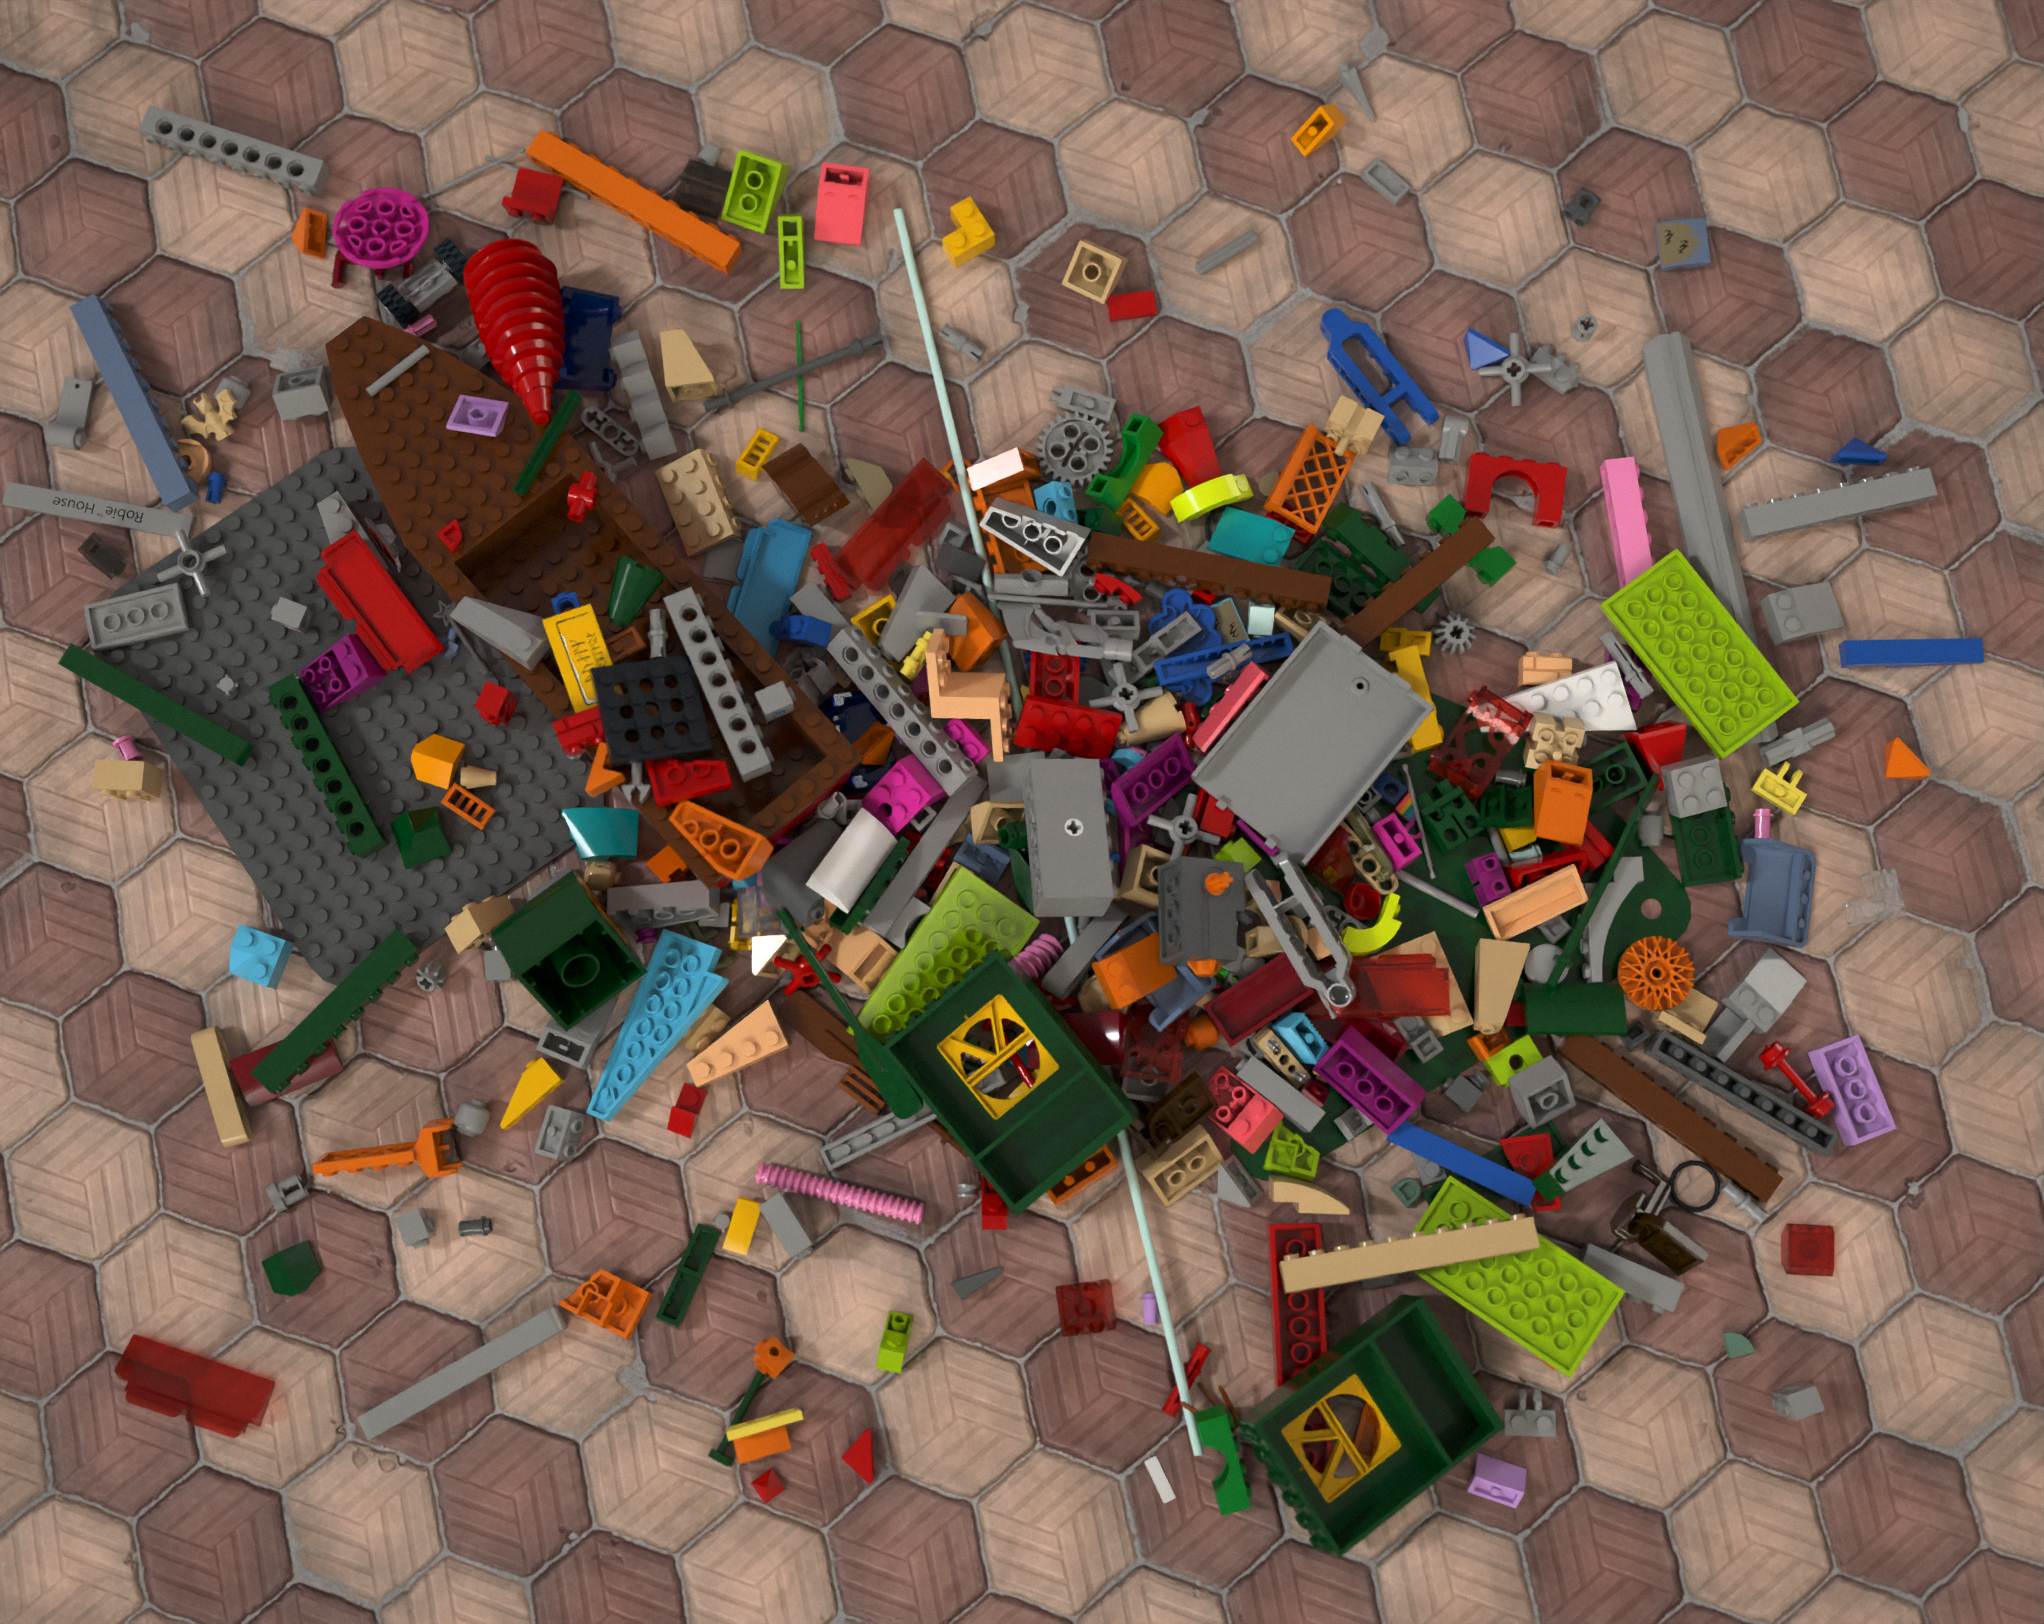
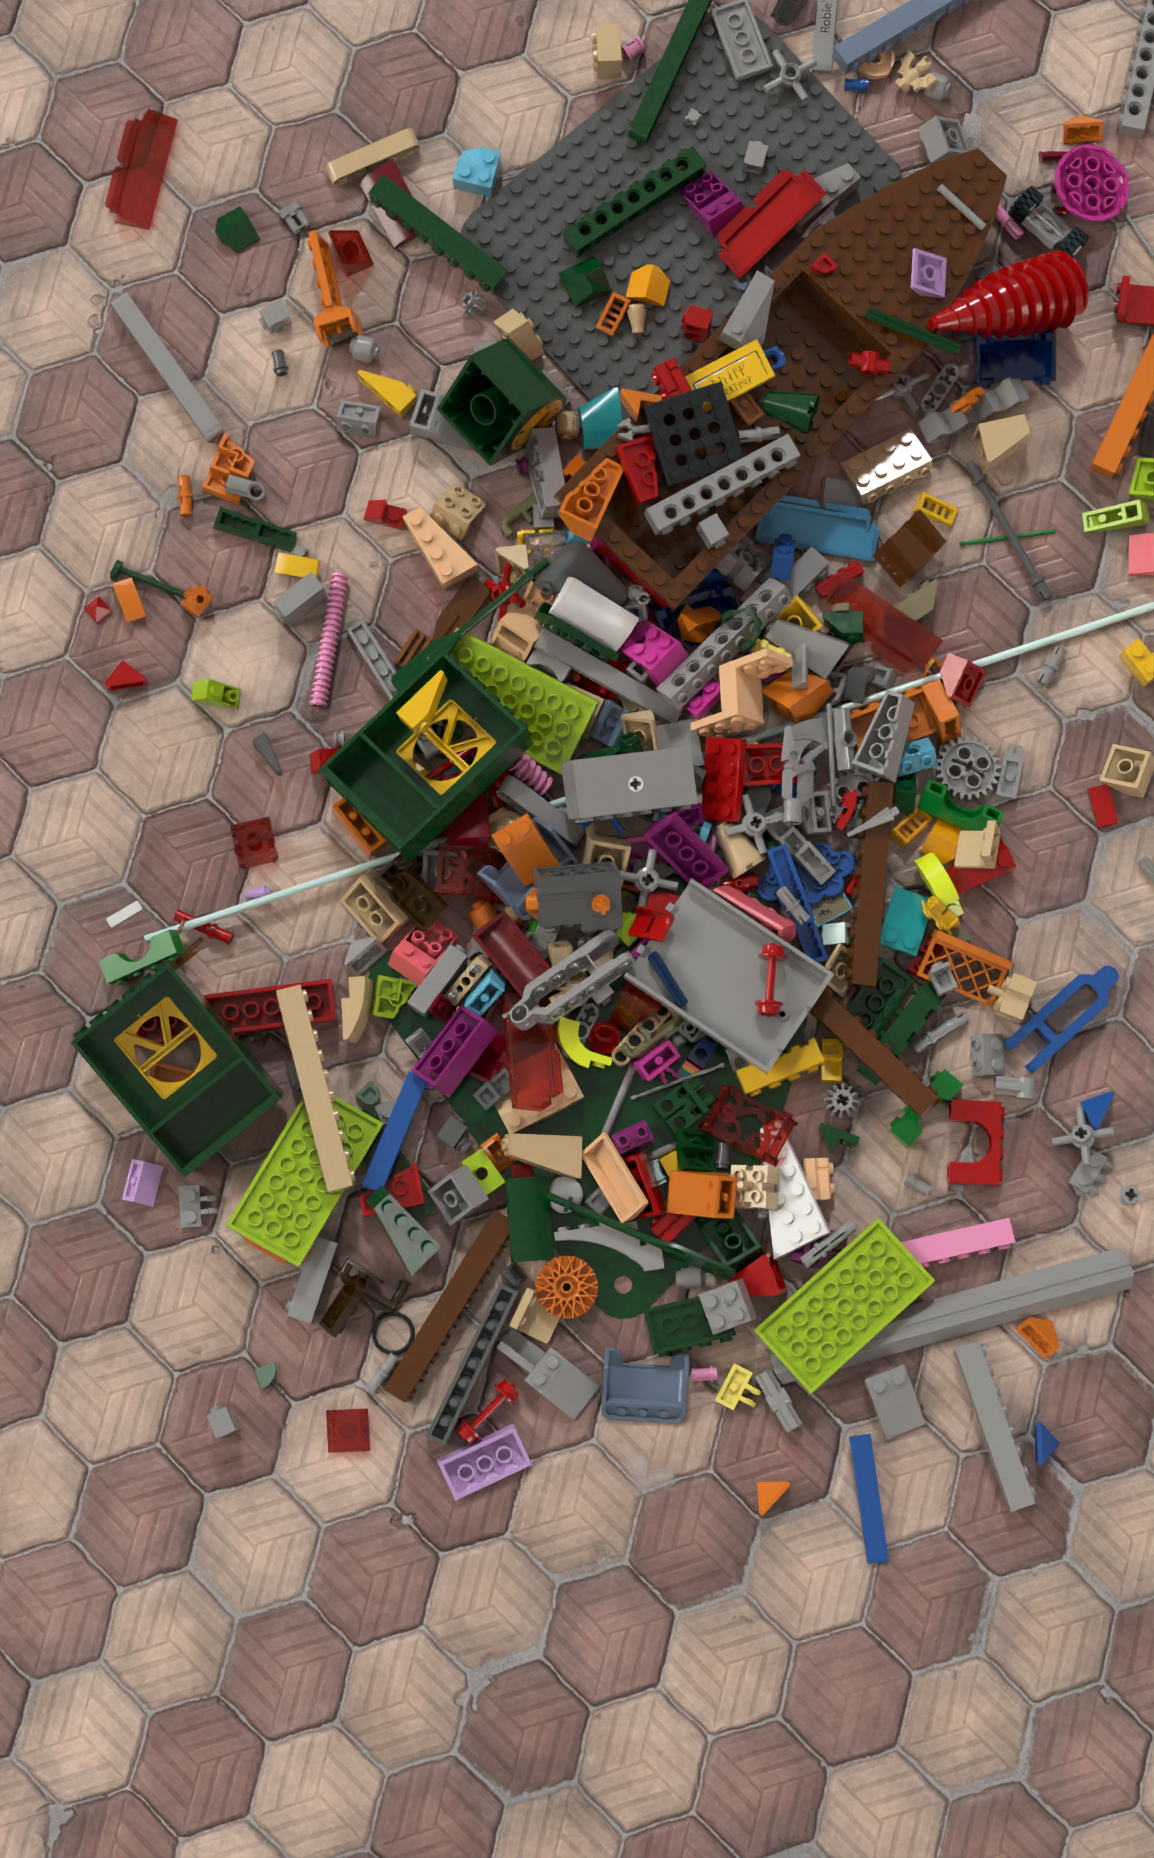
camera: 85 degrees right, 0 degrees up
(341, 1125) = (350, 251): none -> clear red slope
(632, 1285) = (242, 487): none -> light grey piece
(634, 398) = (965, 403): none -> orange slope
(634, 1362) = (185, 496): none -> orange pin
(663, 1010) = (465, 486): medium azure wing -> none
(763, 1423) = (144, 598): light yellow tile -> none
(864, 735) = (701, 618): none -> orange slope
(872, 570) = (839, 607): none -> dark tan tile
(887, 664) = (758, 625): none -> dark green piece
(892, 567) = (846, 625): none -> dark green slope
(956, 1079) = (421, 708): none -> yellow slope
(968, 444) = (961, 678): none -> red slope
(1133, 547) = (885, 816): none -> light grey piece
(1174, 446) = (978, 848): none -> tan bracket
(1237, 838) = (643, 921): none -> red piece
(1250, 495) = (934, 910): none -> yellow hinge
(1311, 814) = (667, 979): none -> dark blue axle
(1325, 503) = (942, 978): none -> light grey bracket
(1354, 699) = (769, 1006): none -> red piece
(1495, 650) = (832, 1134): none -> dark green slope

